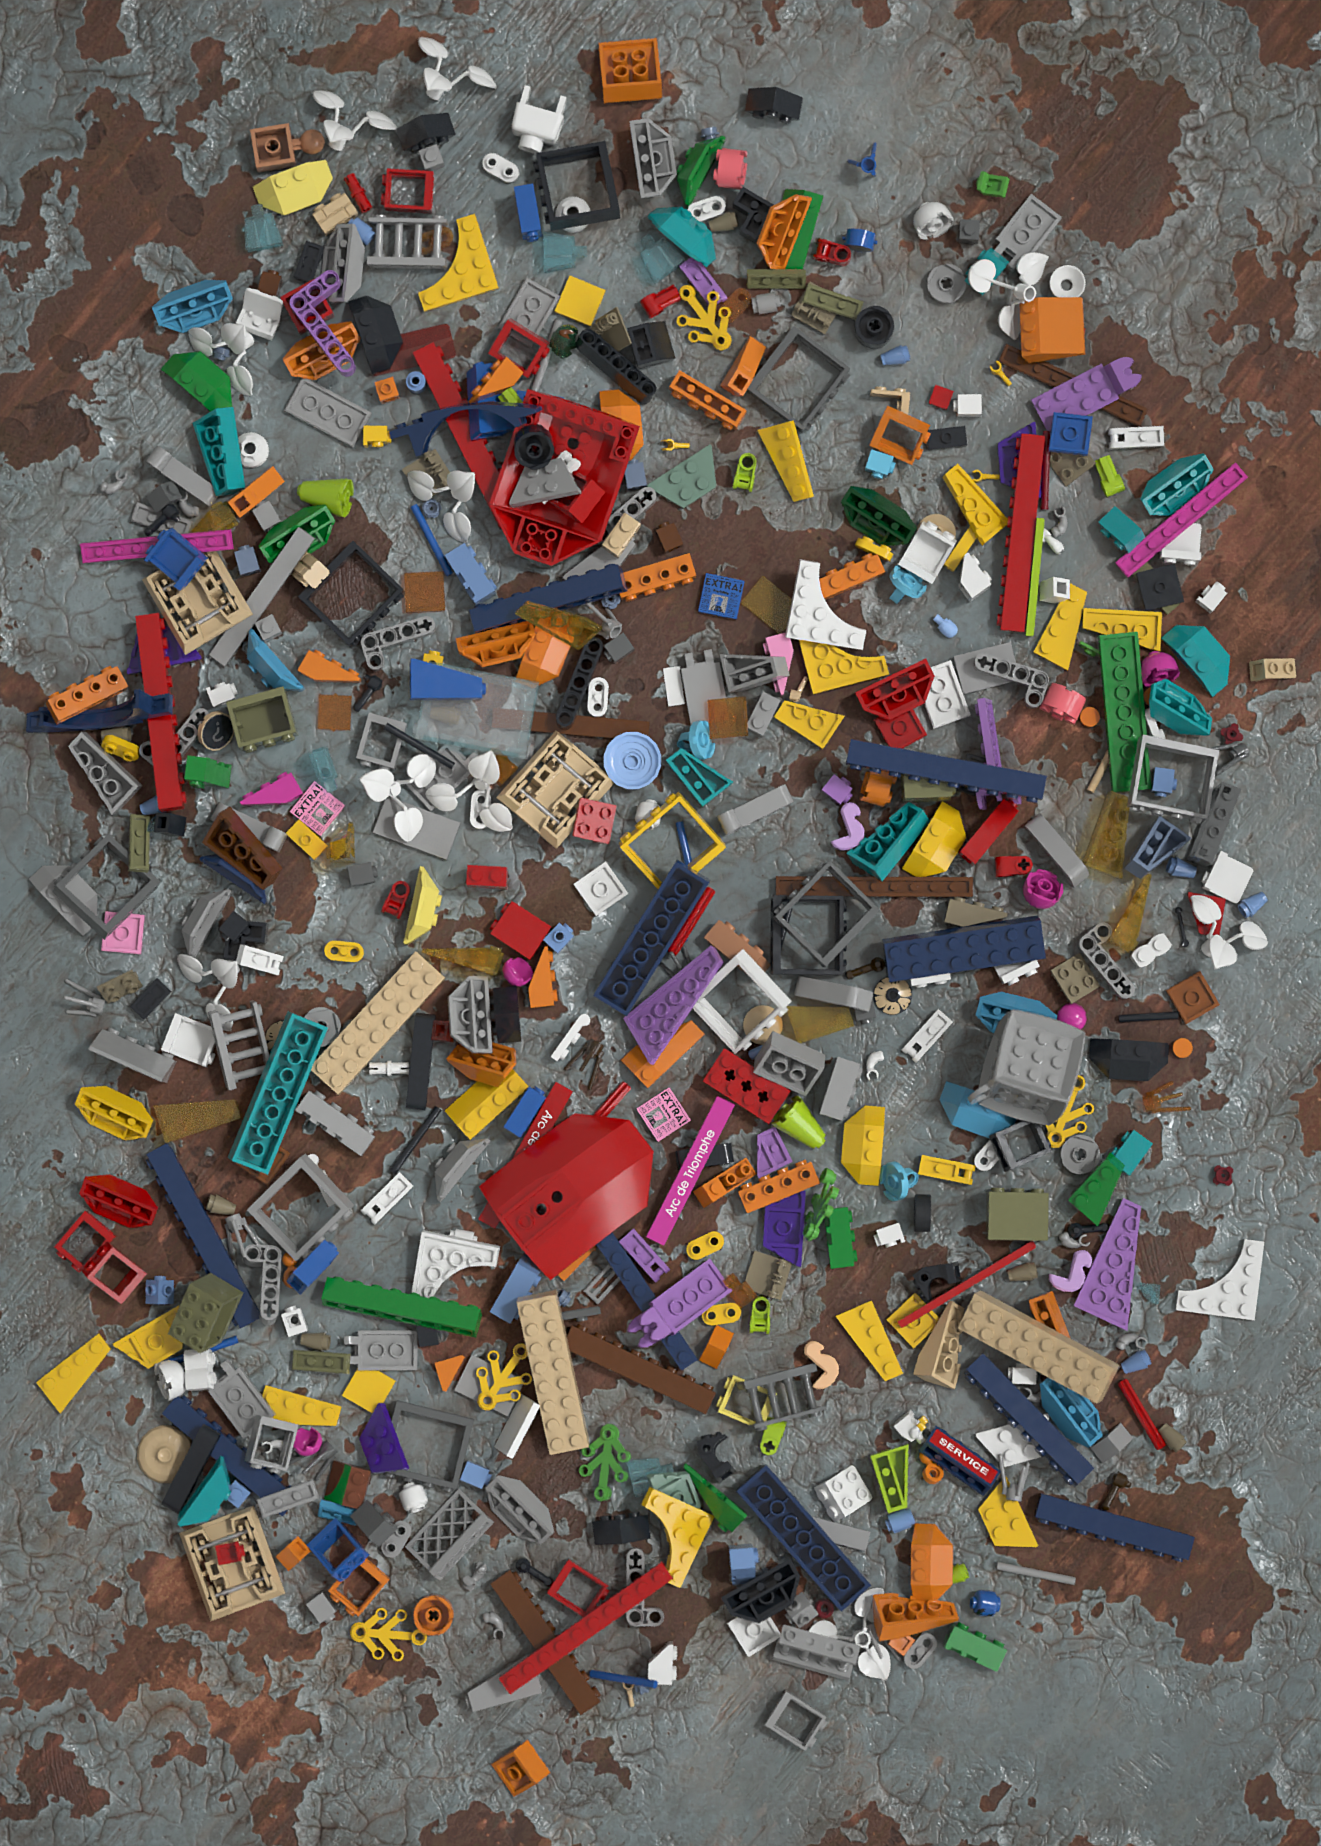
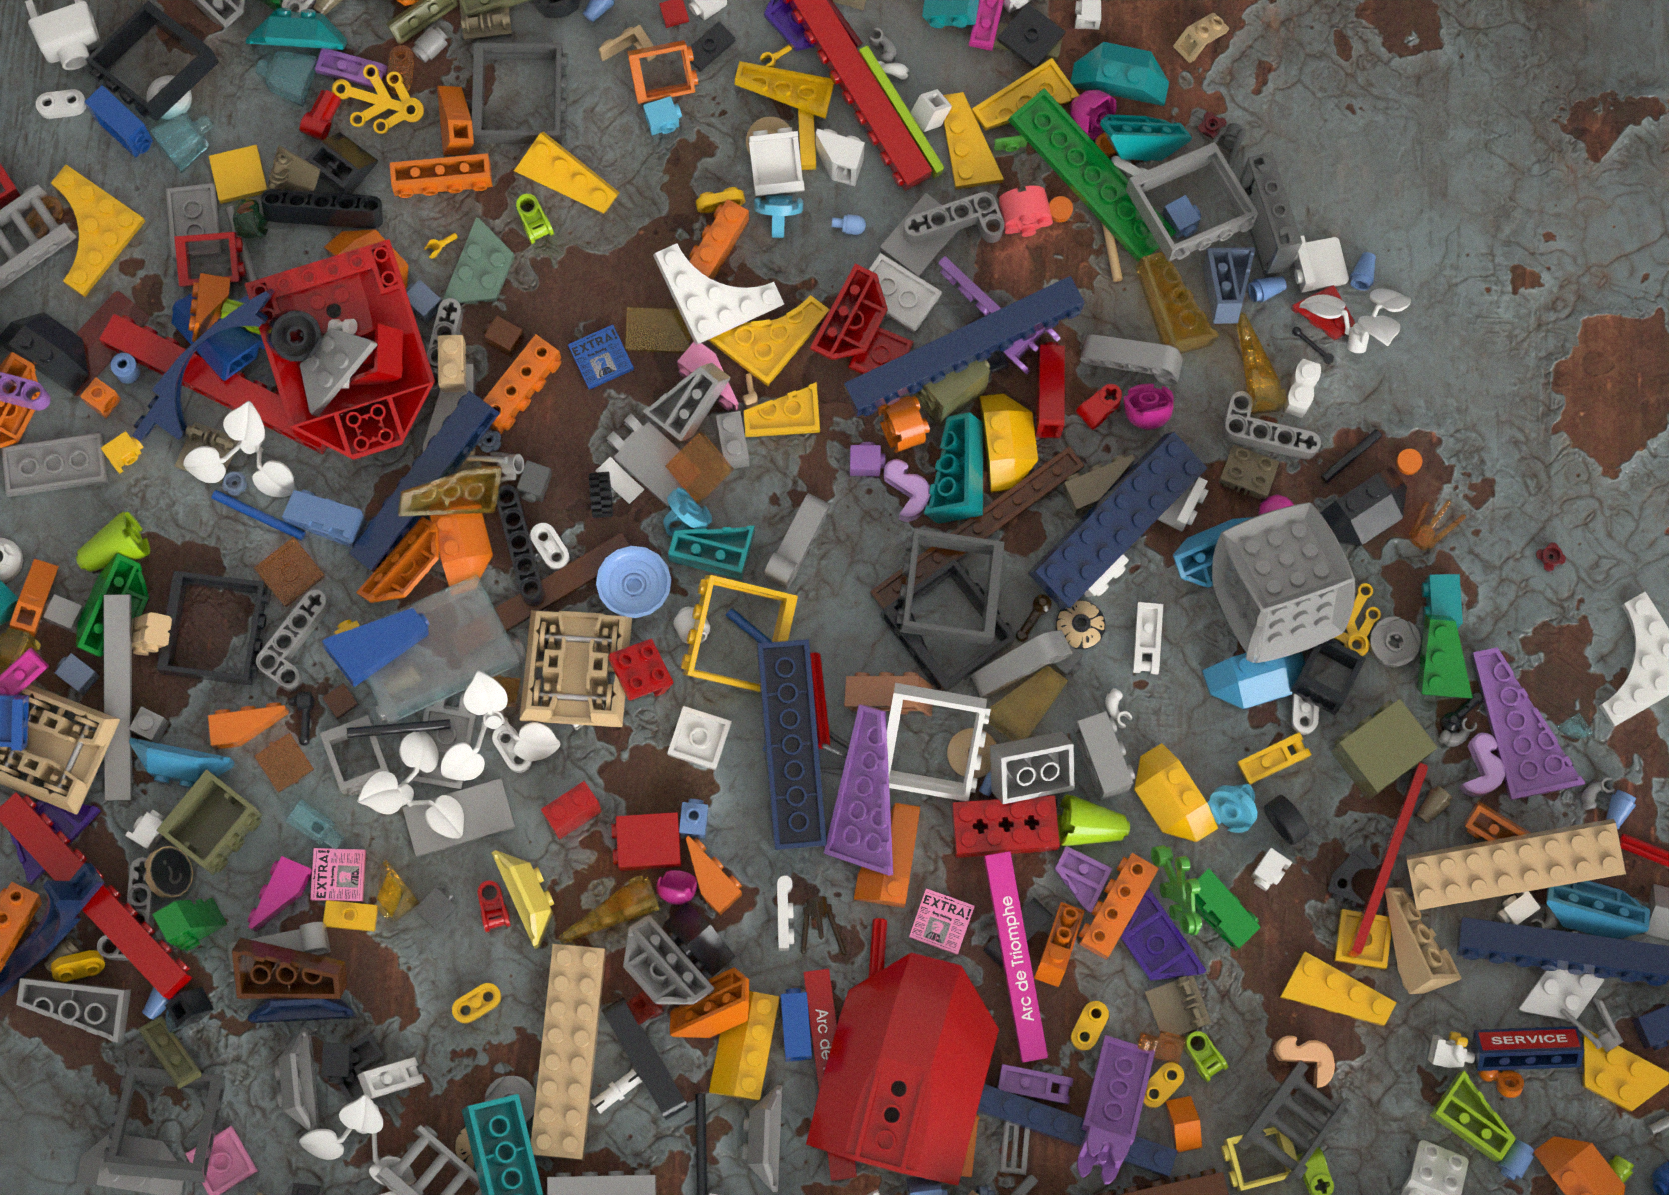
camera: 40 degrees left, 10 degrees down
(397, 699) = (340, 701): none -> reddish brown tile
(653, 688) = (600, 494): none -> black tyre
(877, 517) = (699, 167): dark green wedge -> none
(1192, 997) = (1379, 405): dark orange tile -> none

